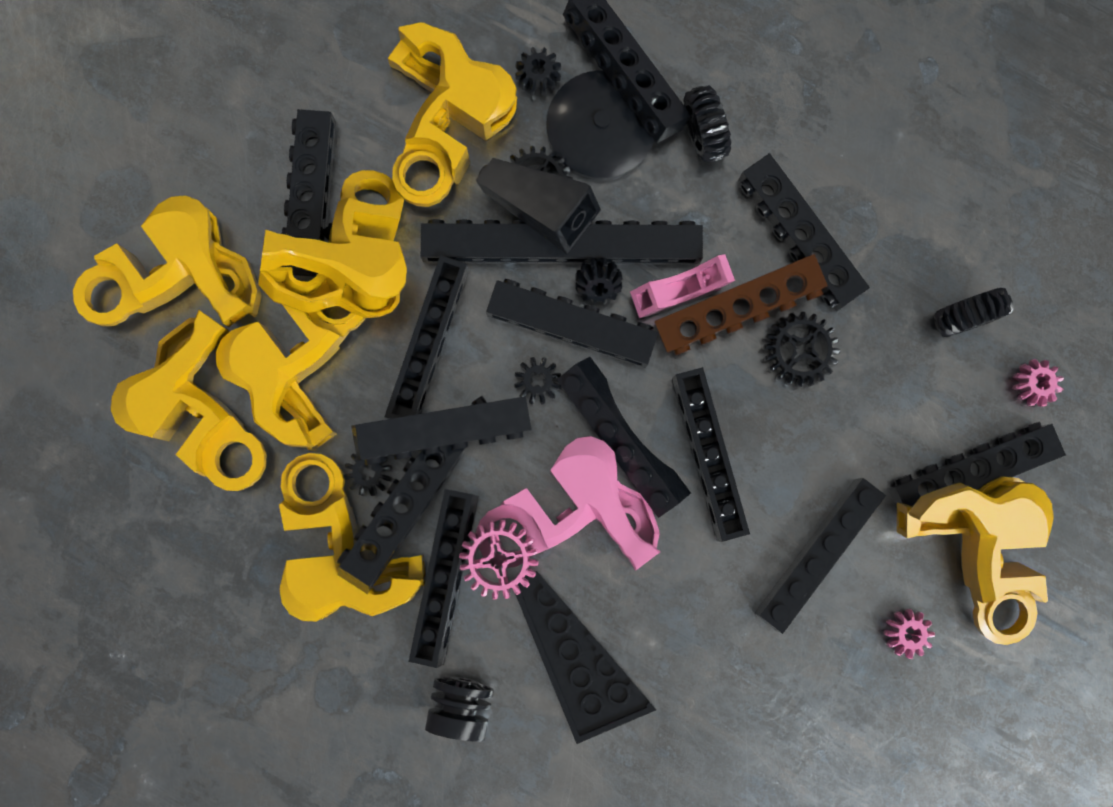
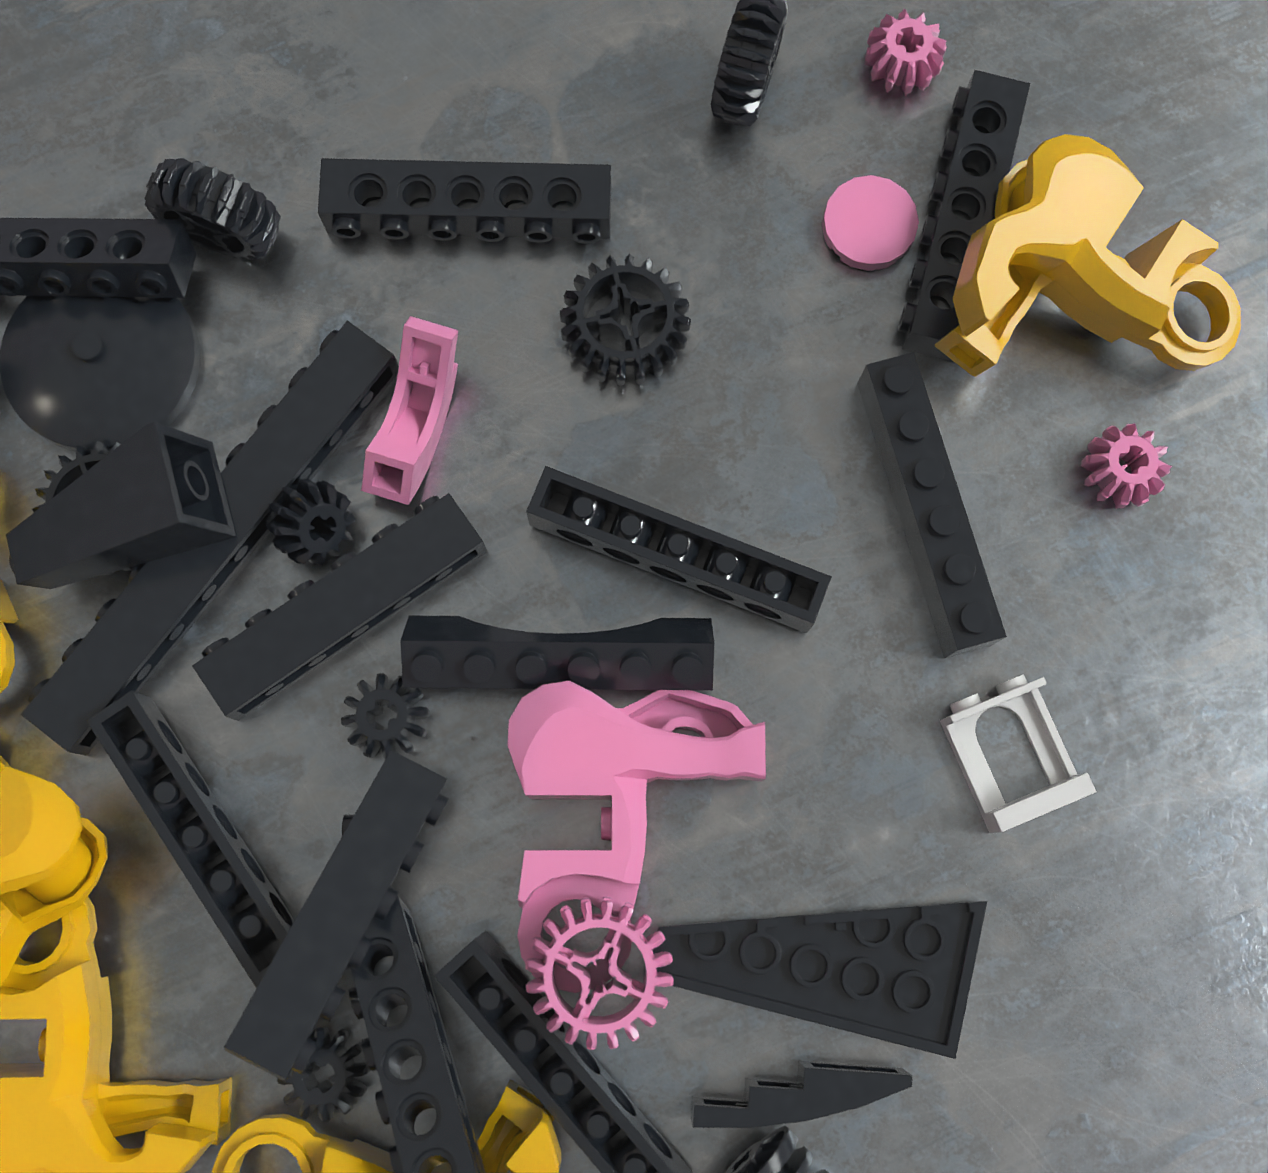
camera: 50 degrees left, 5 degrees down
(518, 693) = (819, 1092): none -> black slope
(750, 686) = (1029, 707): none -> white panel
(806, 270) = (519, 227): reddish brown brick -> none
(938, 428) = (870, 222): none -> bright pink tile

